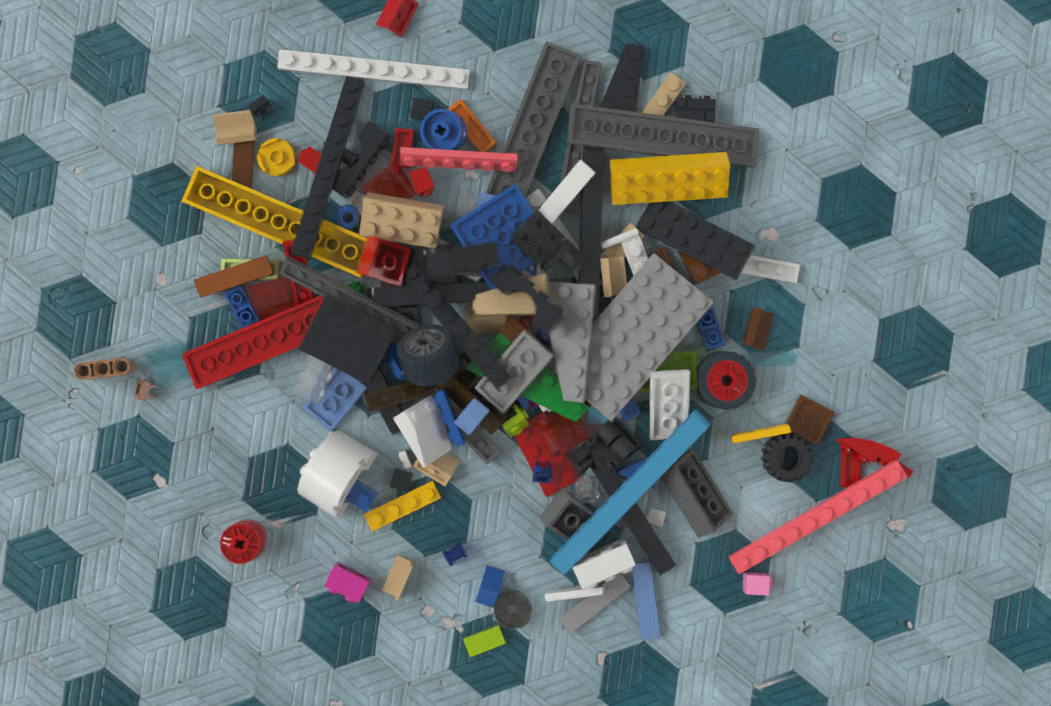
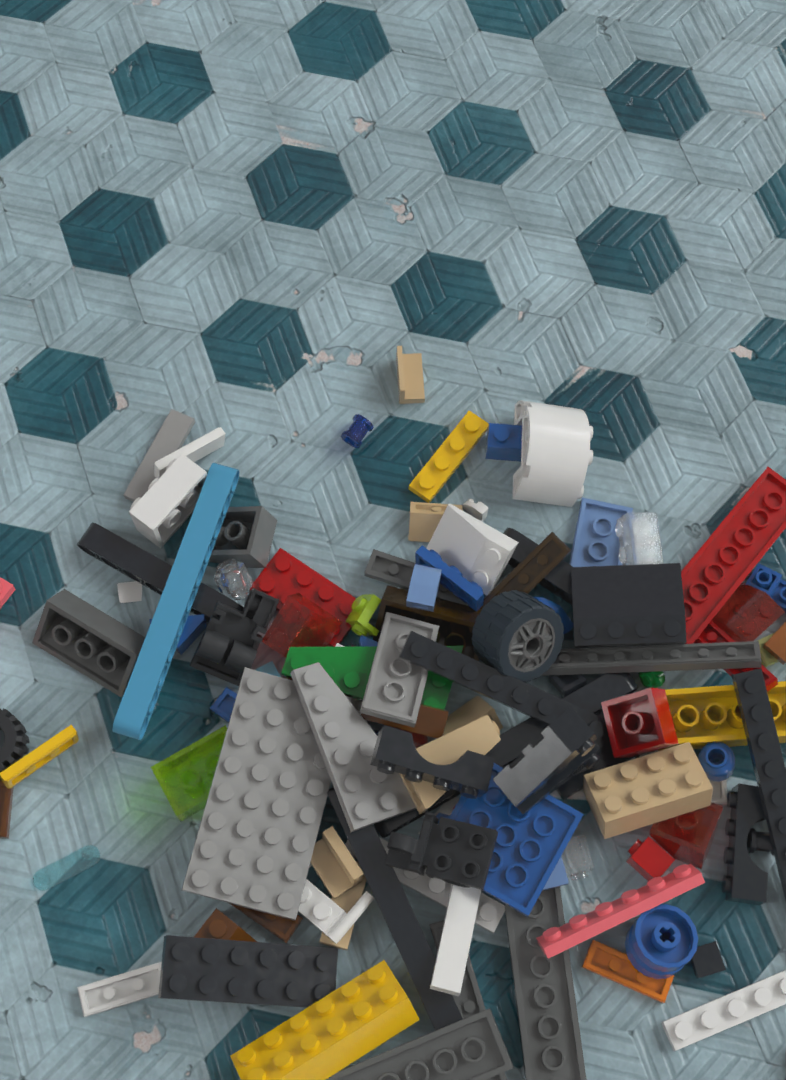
camera: 145 degrees right, 20 degrees down
(255, 541) = (605, 339): red wheel -> none
(347, 582) = (465, 342): dark pink brick -> none
(401, 480) = (467, 484): black tile -> none
(402, 138) = (704, 901): red tile -> none
(484, 640) = (271, 356): lime tile -> none
(490, 586) = (296, 417): blue slope -> none
(518, 619) = (255, 417): clear smoke plate -> none
(541, 474) = (298, 567): clear blue tile -> none
(645, 600) = (97, 488): medium blue tile -> none
(668, 402) = (181, 733): white tile -> none
(710, 331) = (167, 860): blue slope -> none
(739, 383) = (106, 783): wheel -> none
(757, 328) = (104, 896): reddish brown panel -> none

